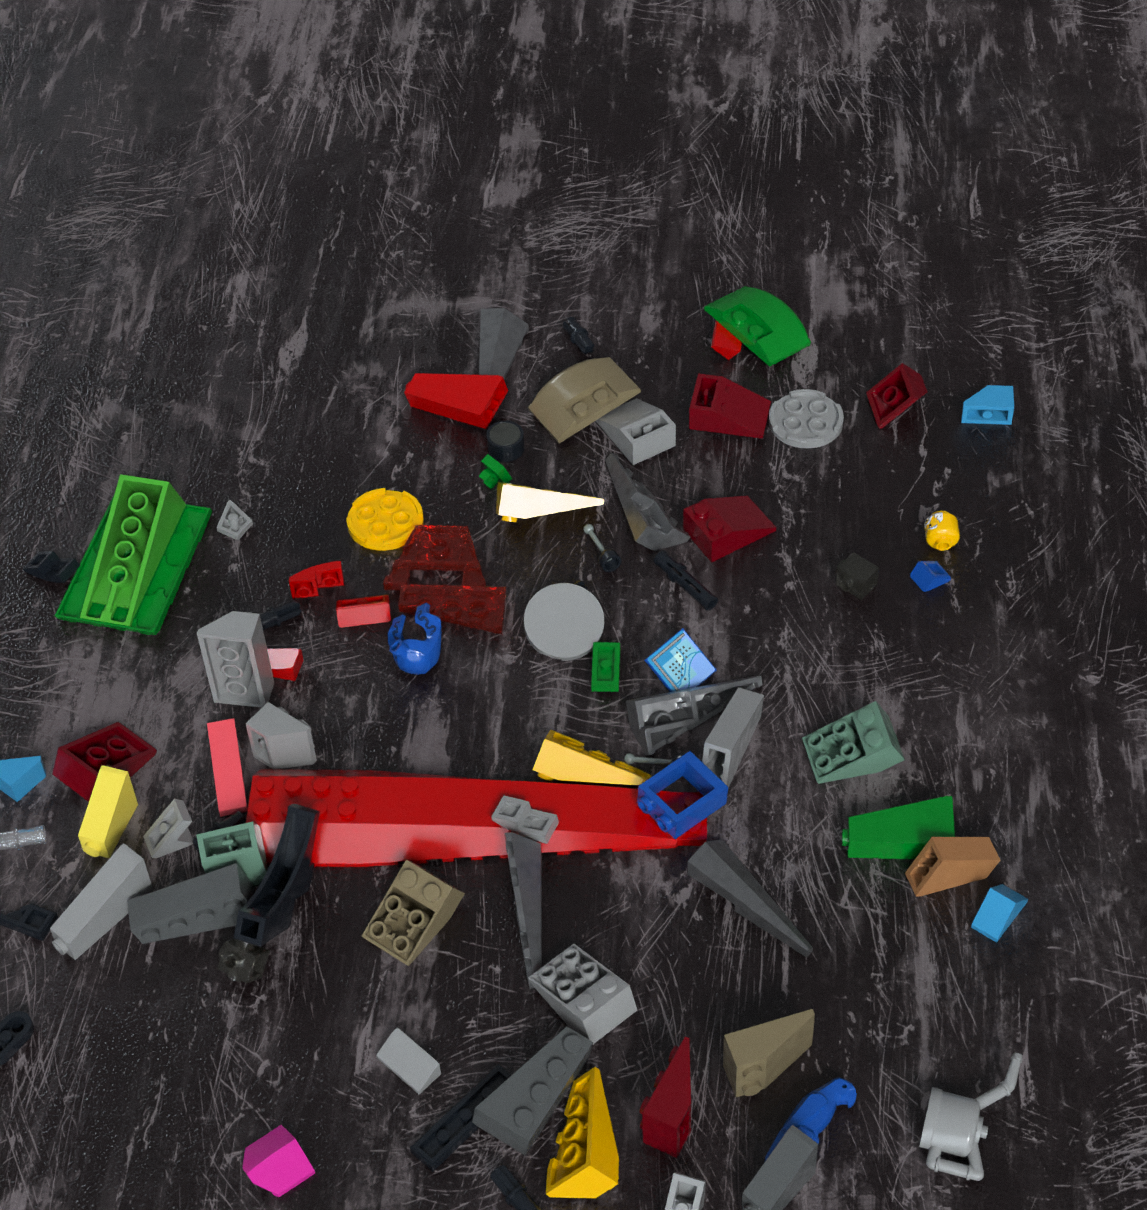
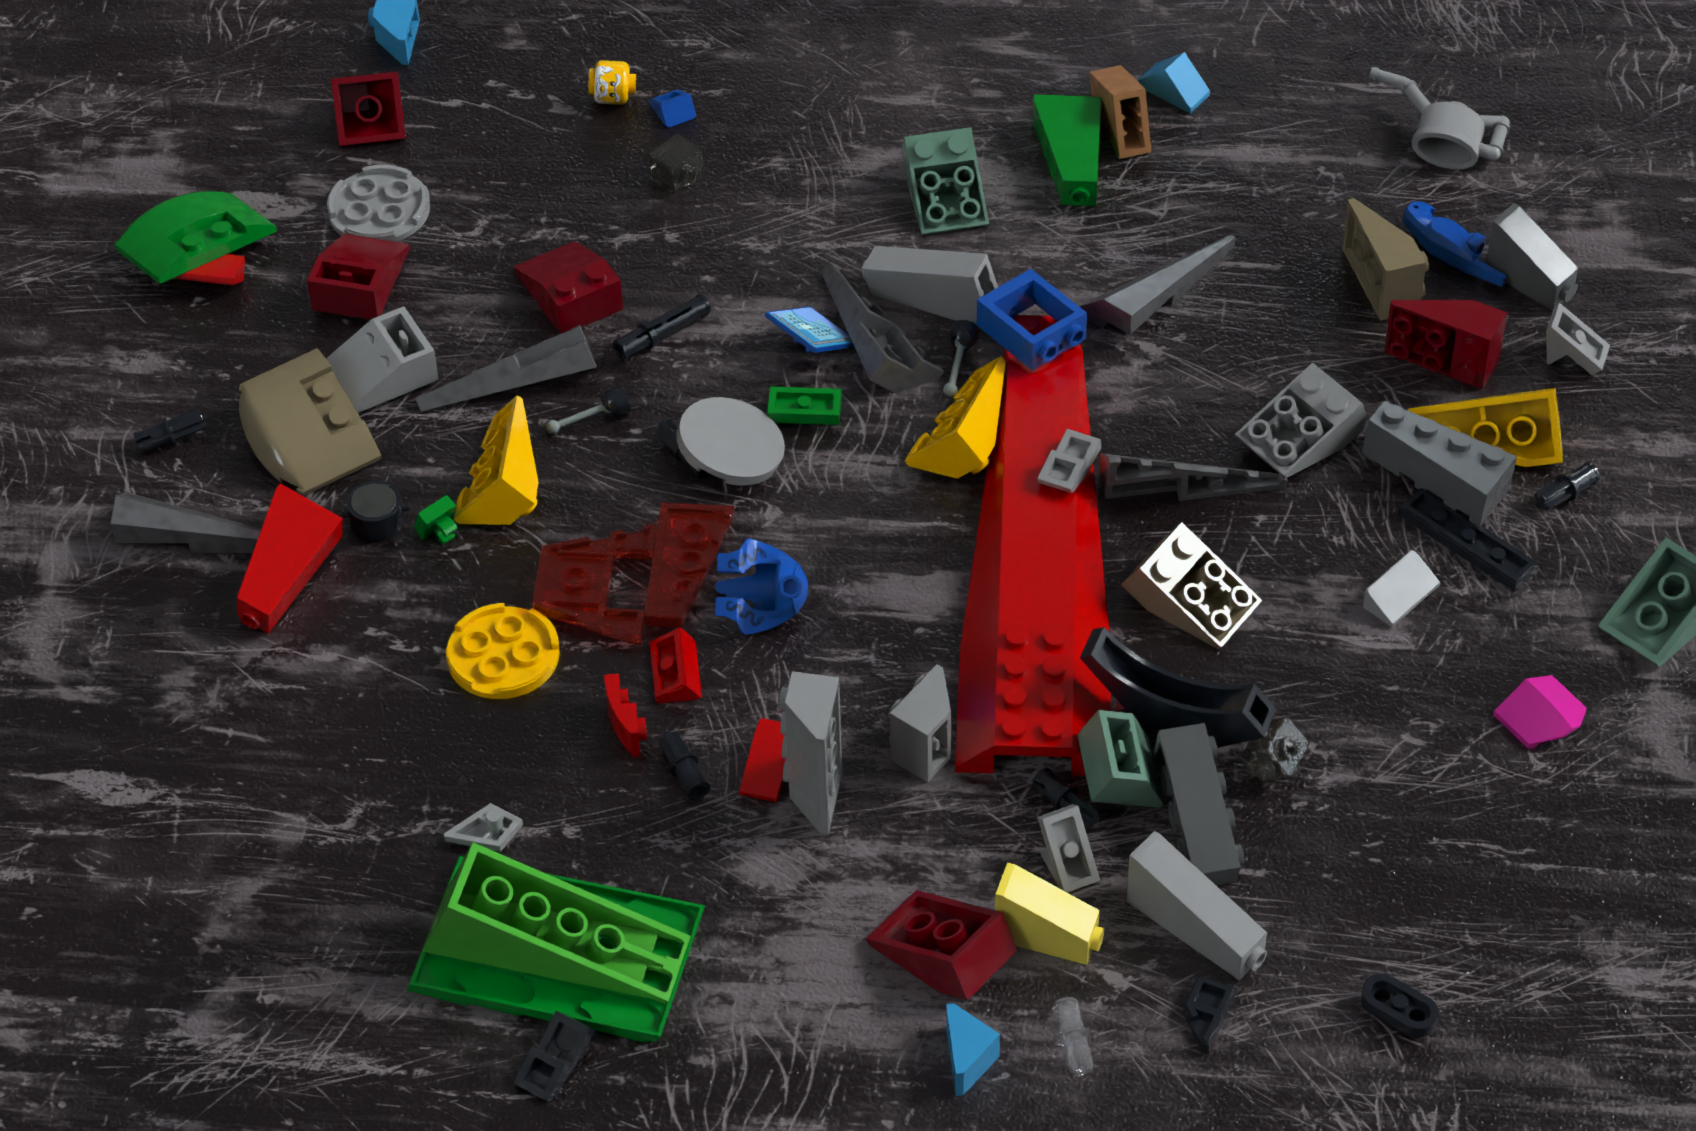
camera: 90 degrees left, 0 degrees up
(227, 767) = (950, 804): coral tile -> none

